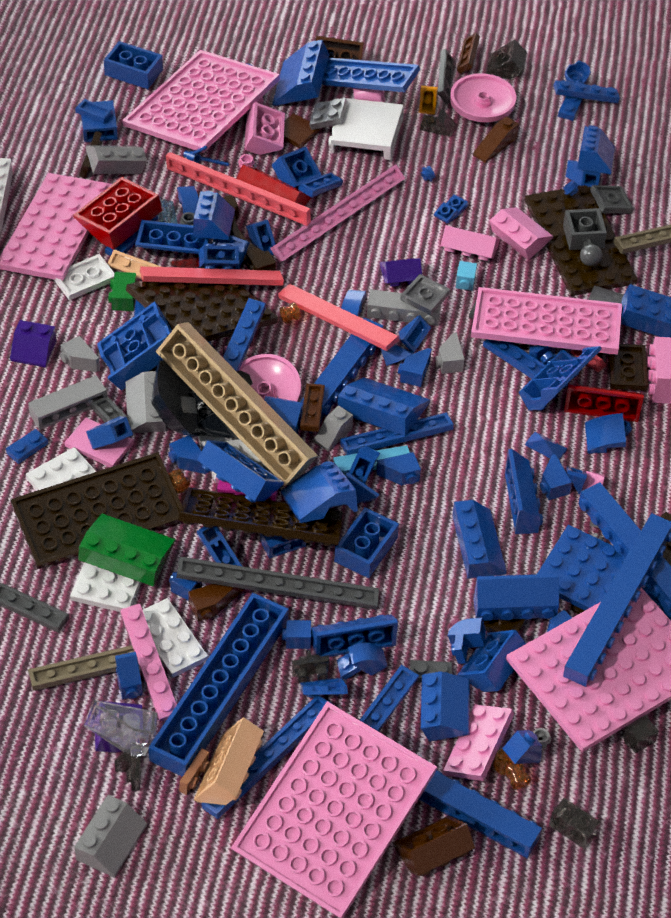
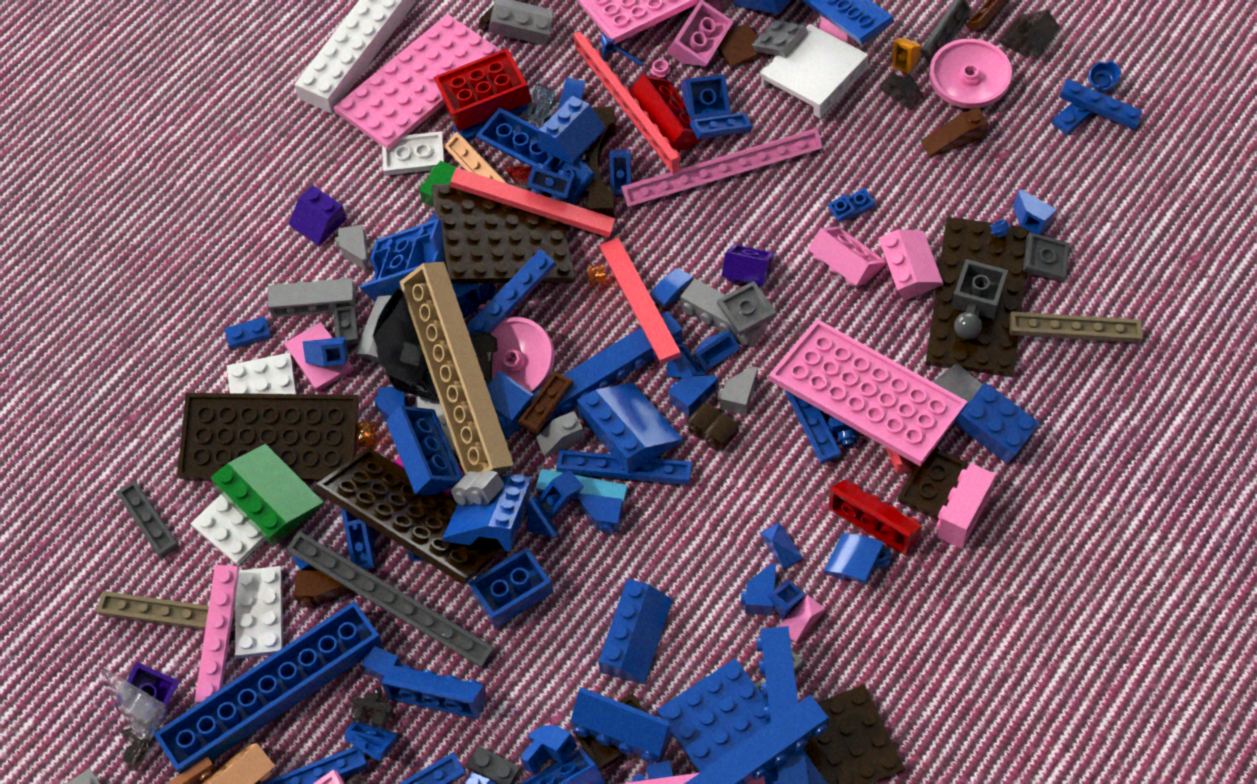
camera: 35 degrees right, 10 degrees up
(128, 675) = (186, 642): blue slope -> none
(301, 479) = (477, 488): none -> light grey brick
(362, 657) = (427, 724): blue brick -> none
(428, 173) = (851, 150): blue plate -> none
(446, 384) = (712, 426): none -> dark brown brick
(466, 275) = (816, 297): medium azure brick -> none
(522, 494) = (712, 597): blue slope -> none
(554, 377) = (832, 466): blue piece -> none
(596, 151) = (1058, 189): blue slope -> none

